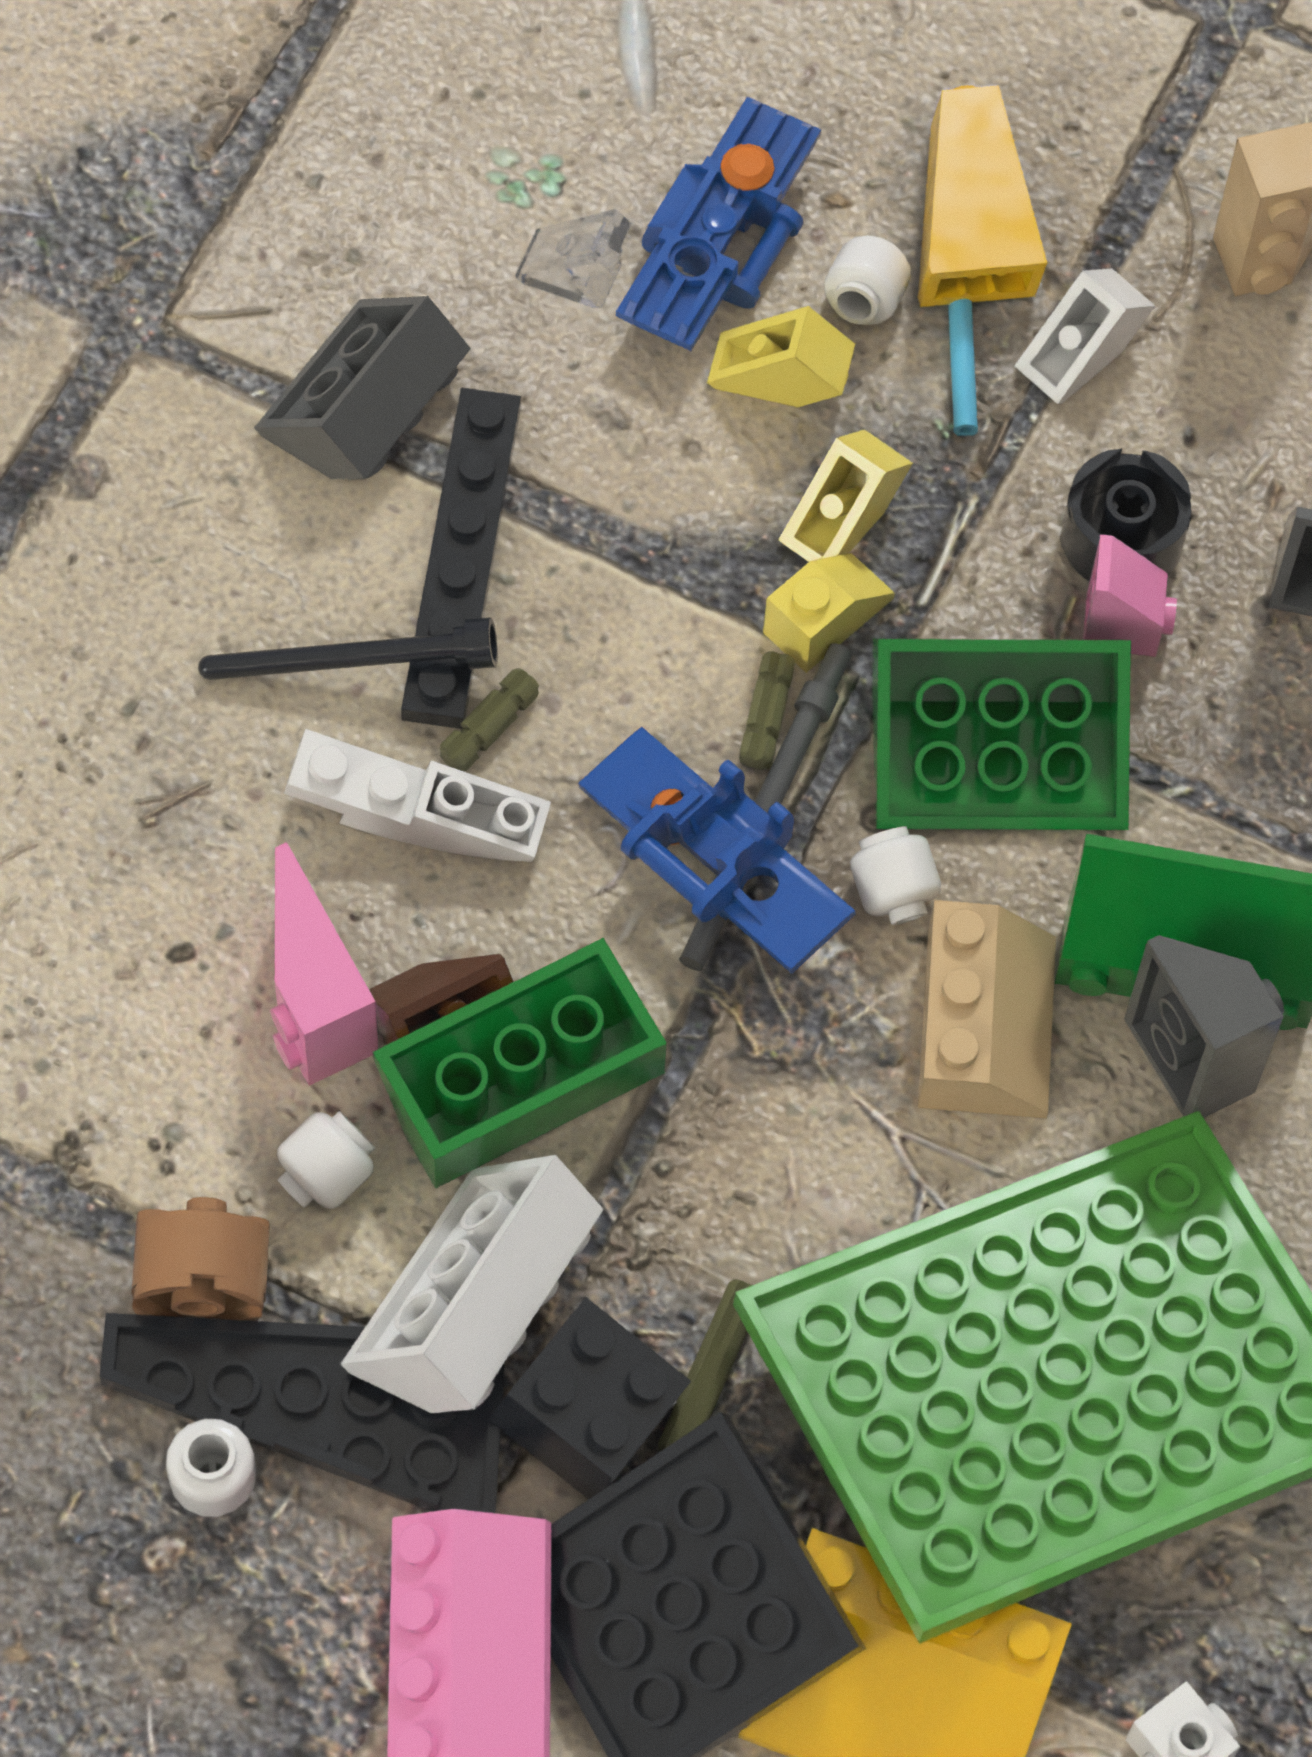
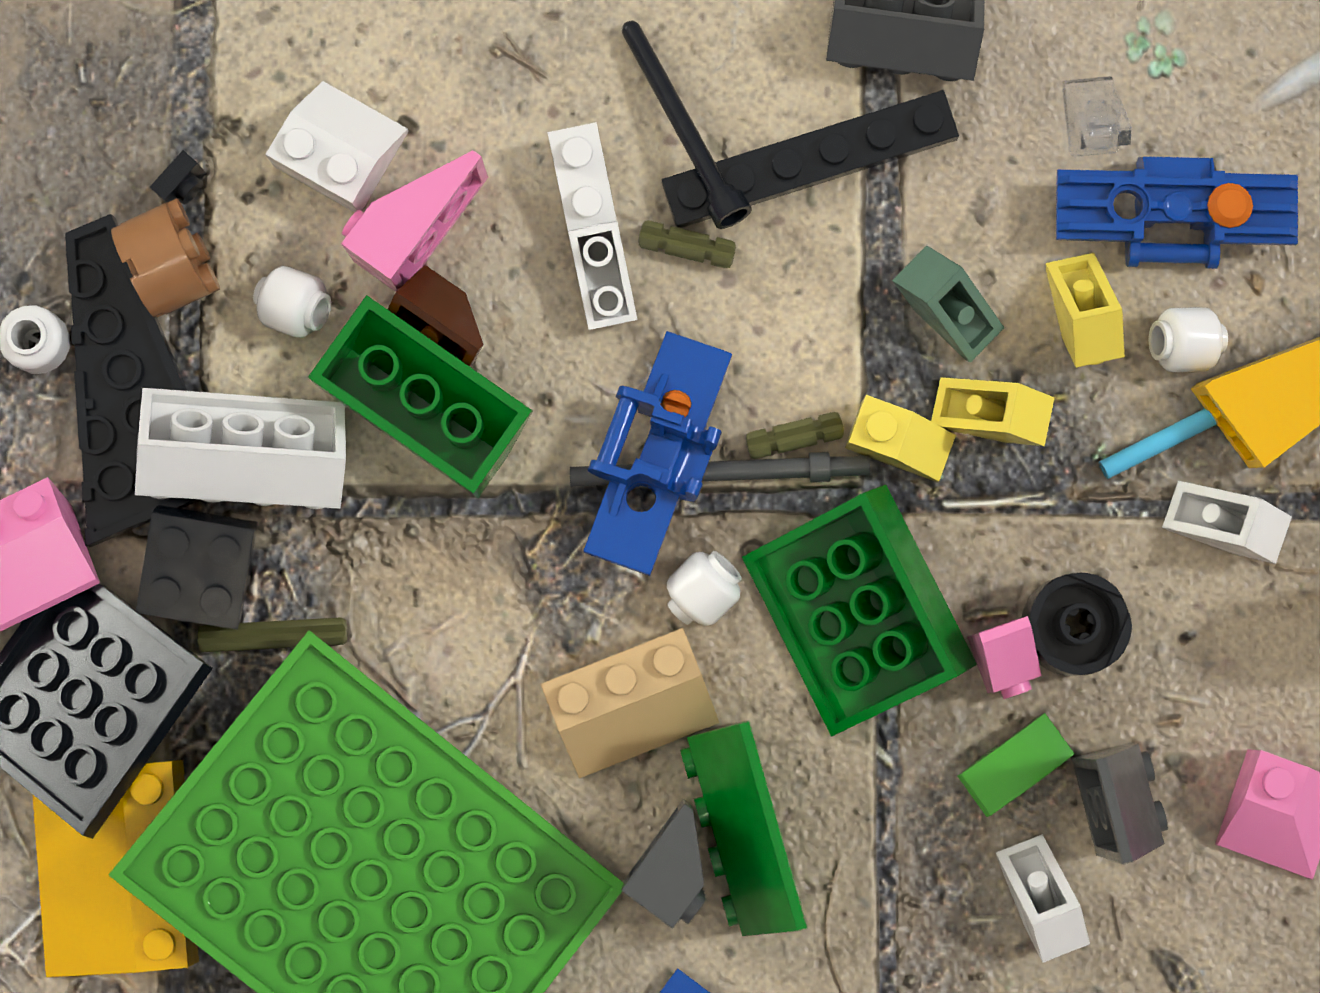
camera: 70 degrees right, 20 degrees up
(111, 1219) = (180, 180): none -> black plate
(171, 1033) = (336, 146): none -> white slope
(700, 486) = (948, 302): none -> sand green slope
(1252, 657) = (1015, 765): none -> bright green slope

